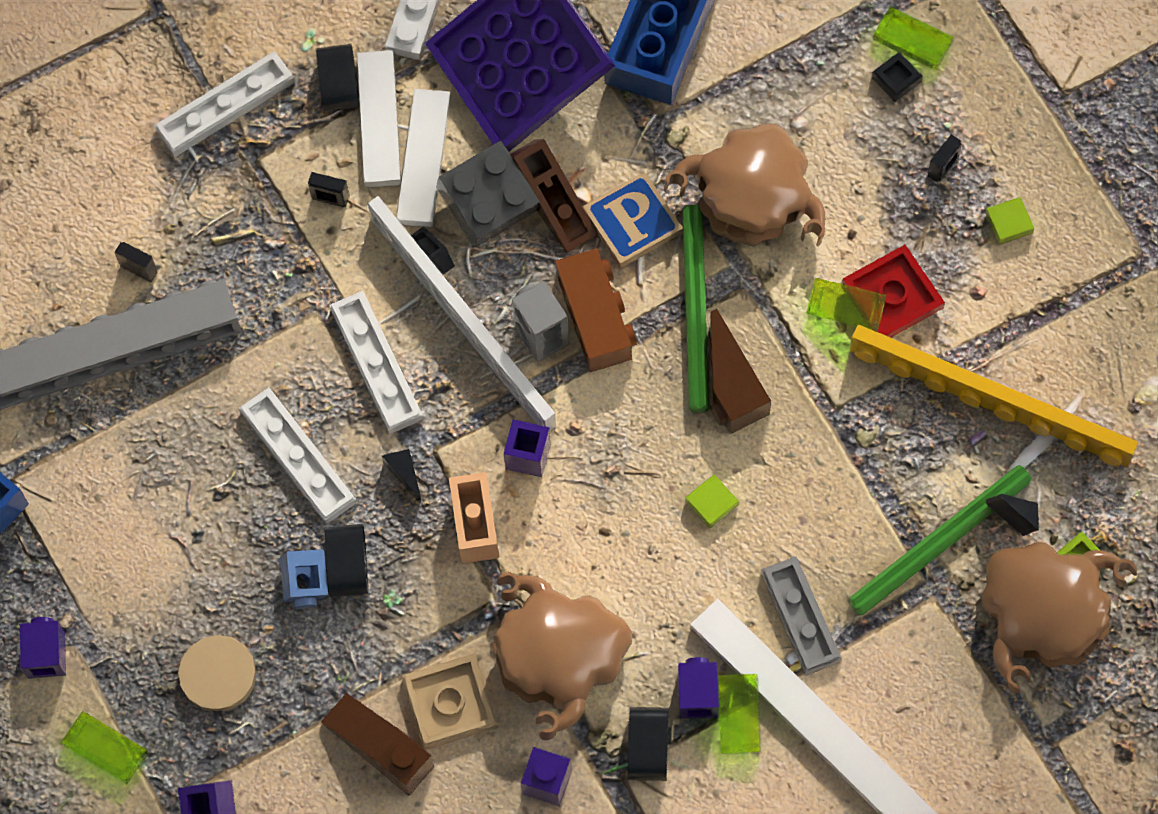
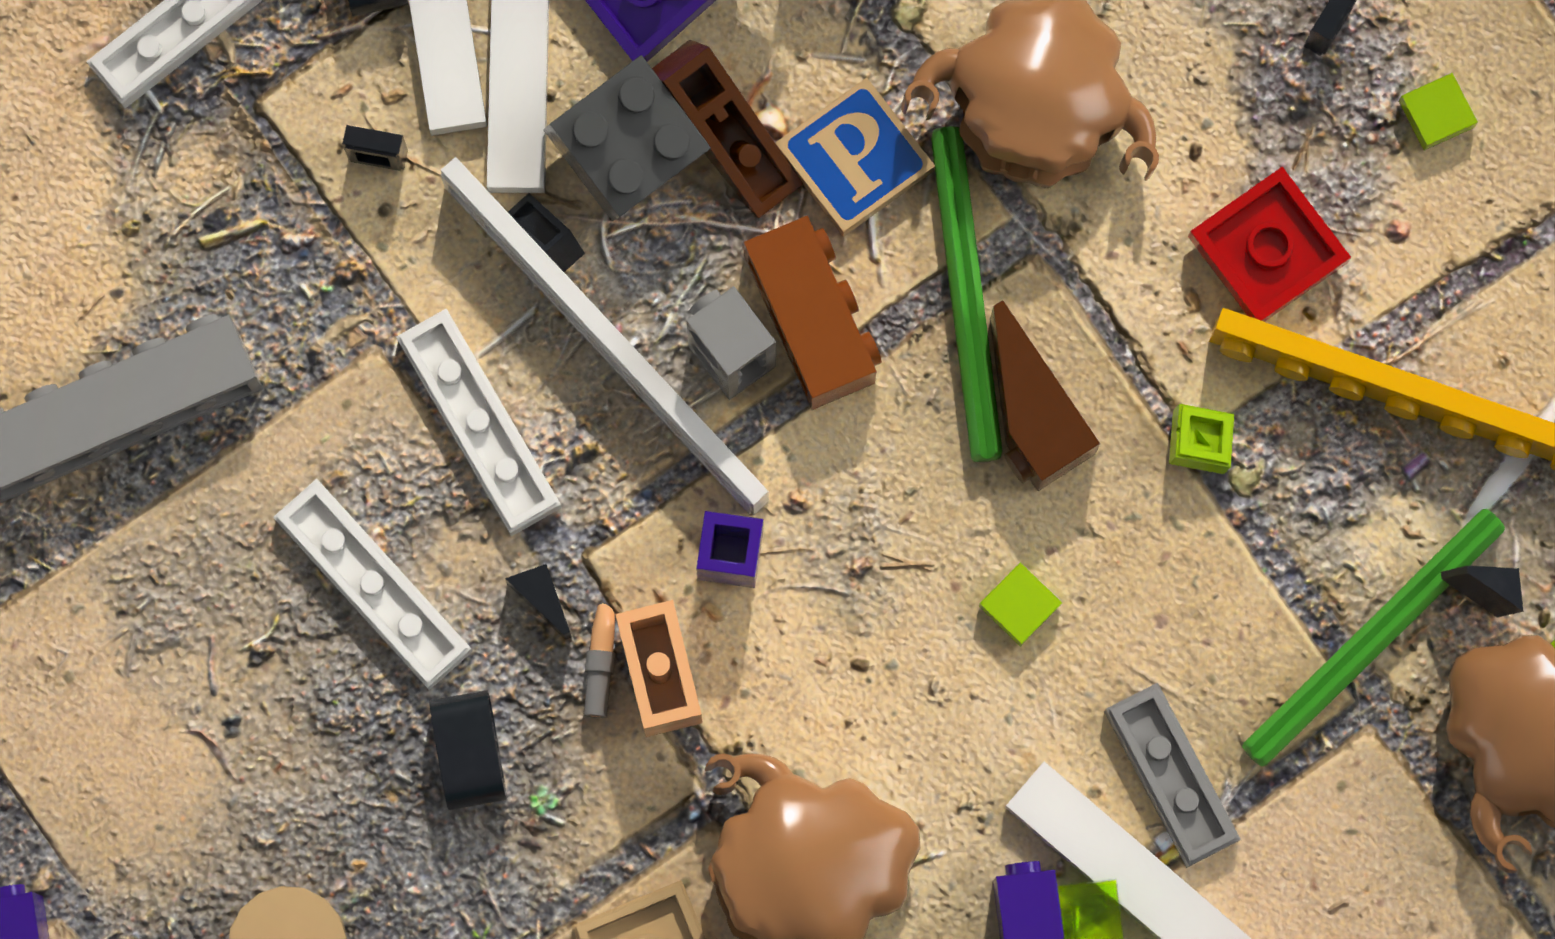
camera: 10 degrees left, 10 degrees up
(136, 261) = (85, 291): black tile -> none
(312, 568) = (419, 769): medium blue brick -> none
(437, 515) = (600, 663): none -> light grey piece
(838, 407) = (1201, 439): none -> lime tile
(846, 304) = (1200, 273): clear neon green tile -> none

